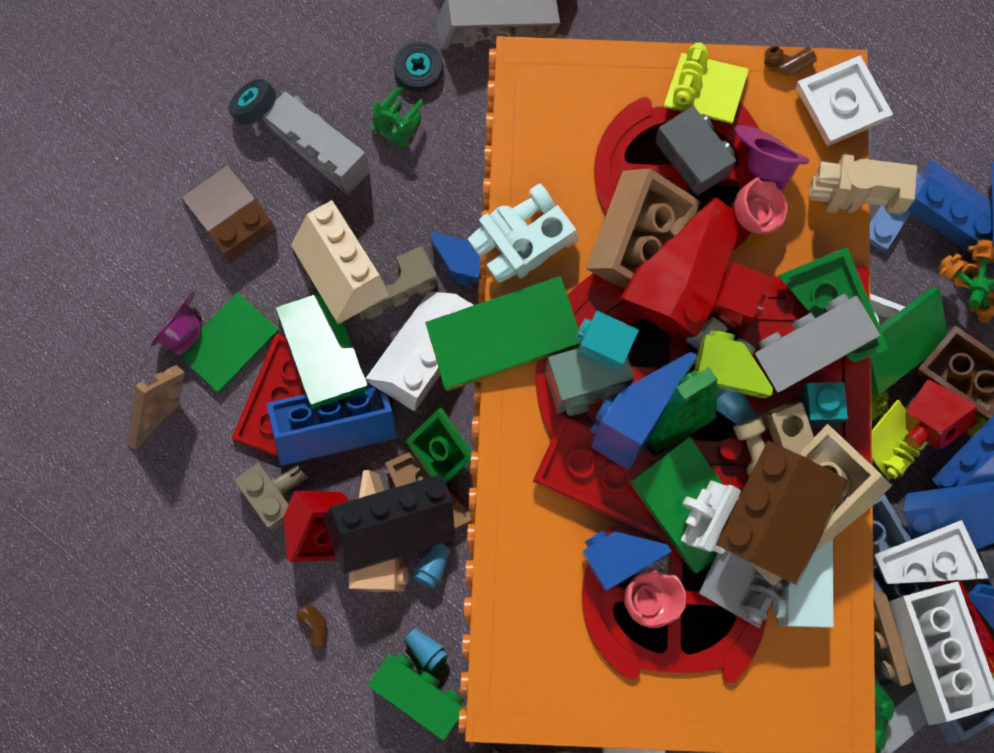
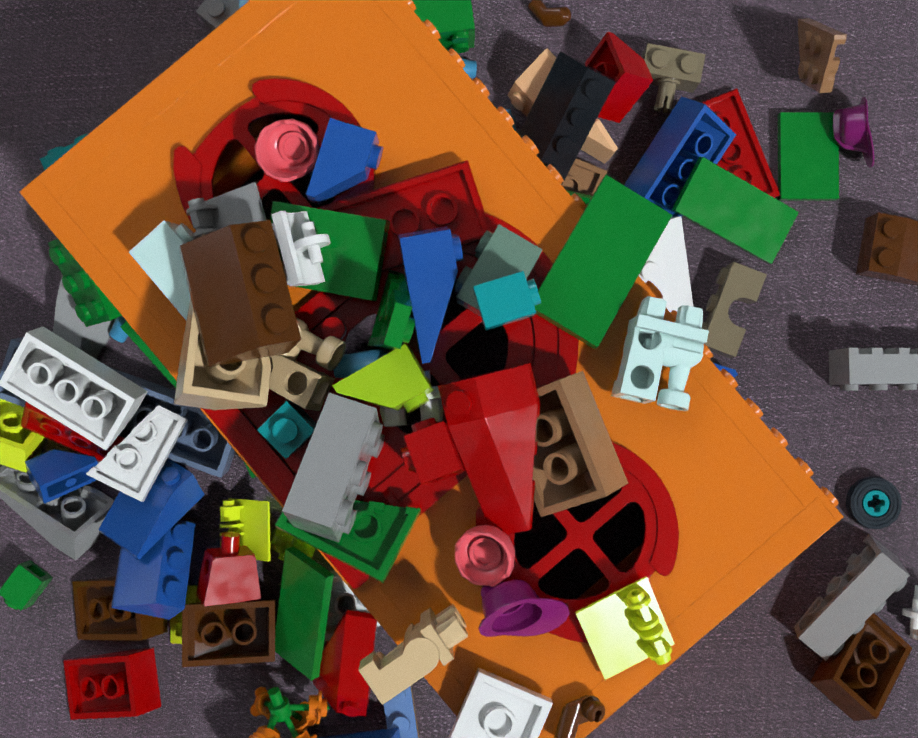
camera: 140 degrees right, 10 degrees up
(337, 263) = (785, 284): tan slope -> none
(404, 126) = (852, 431): green piece -> none
(696, 150) = (584, 560): dark grey brick -> none
(887, 644) = (127, 365): medium nougat wing -> none
(905, 273) = (340, 663): none -> red wedge

